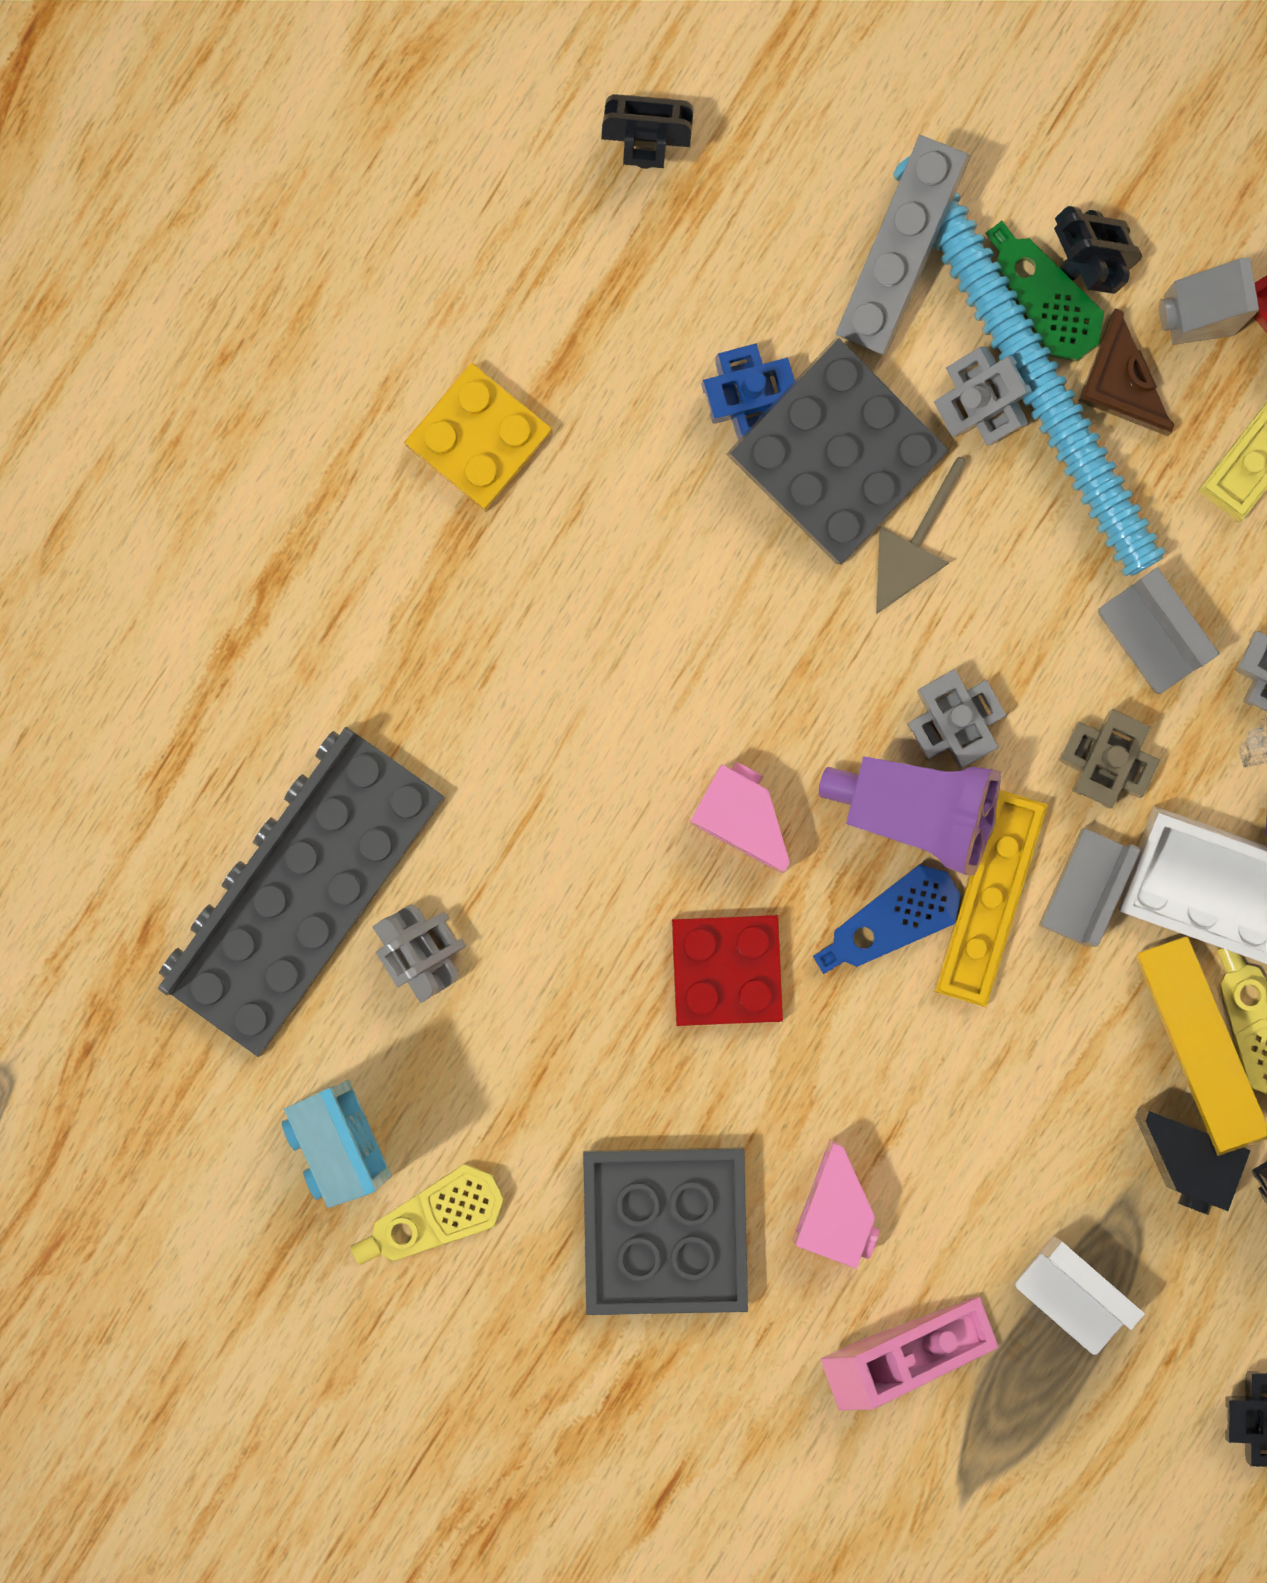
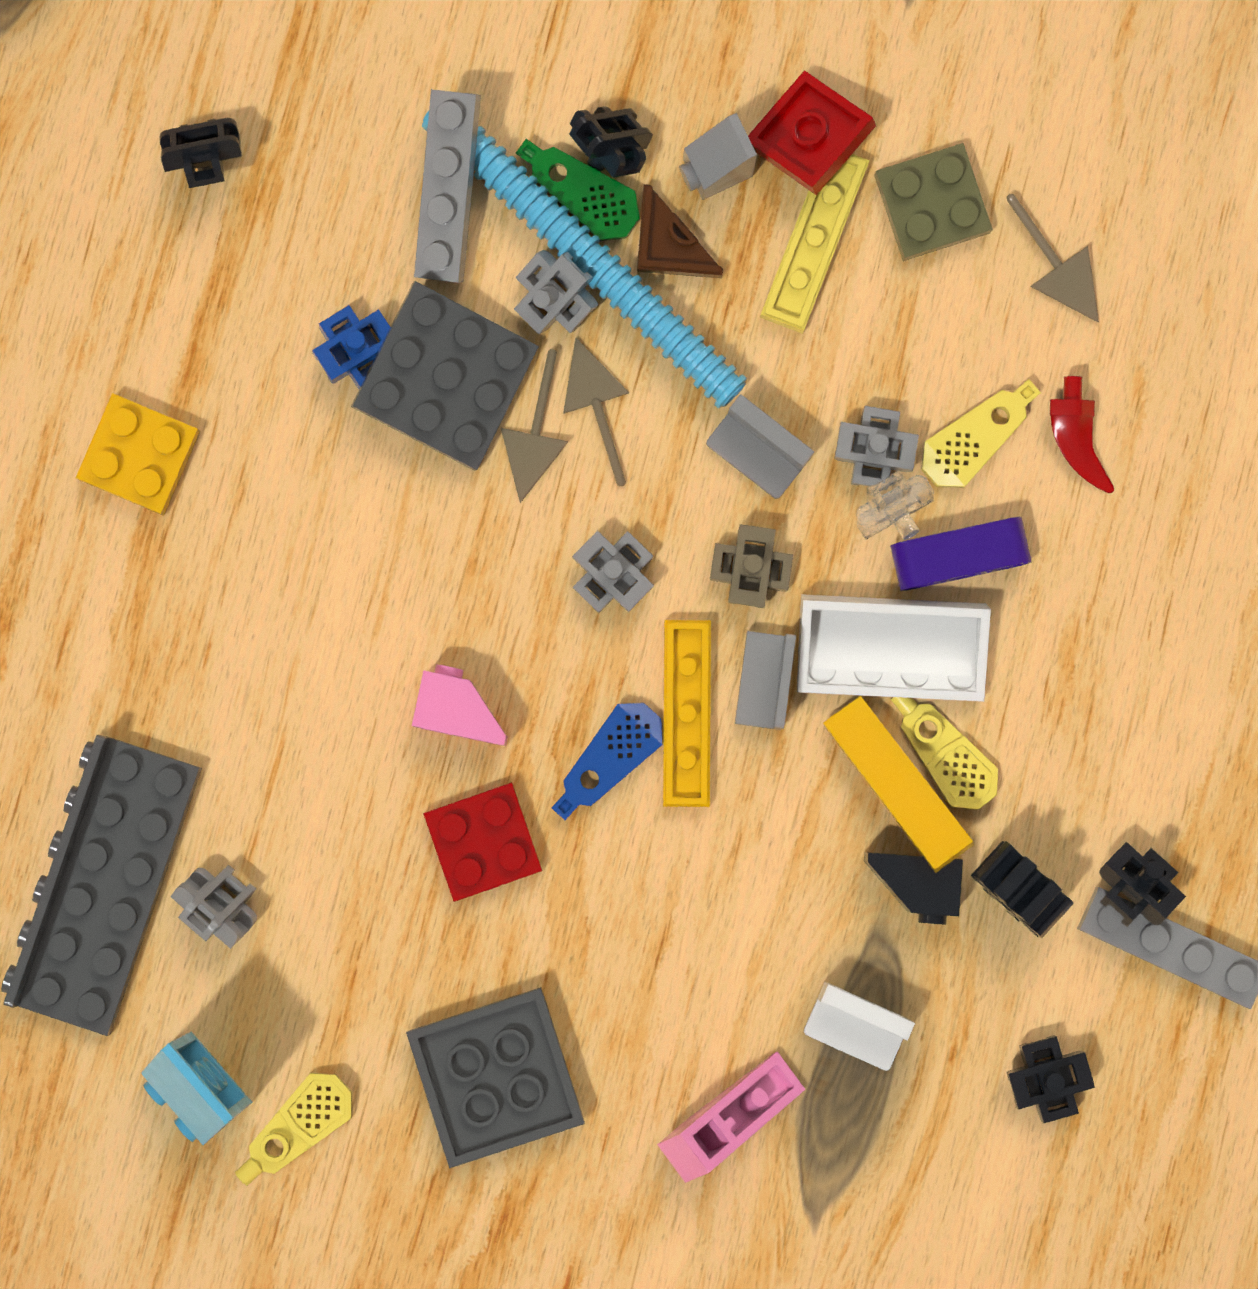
camera: 25 degrees left, 0 degrees up
(837, 1213) = (635, 1018): bright pink slope -> none
(921, 807) = (611, 655): medium lavender piece -> none
(991, 510) = (590, 385): none -> dark tan piece

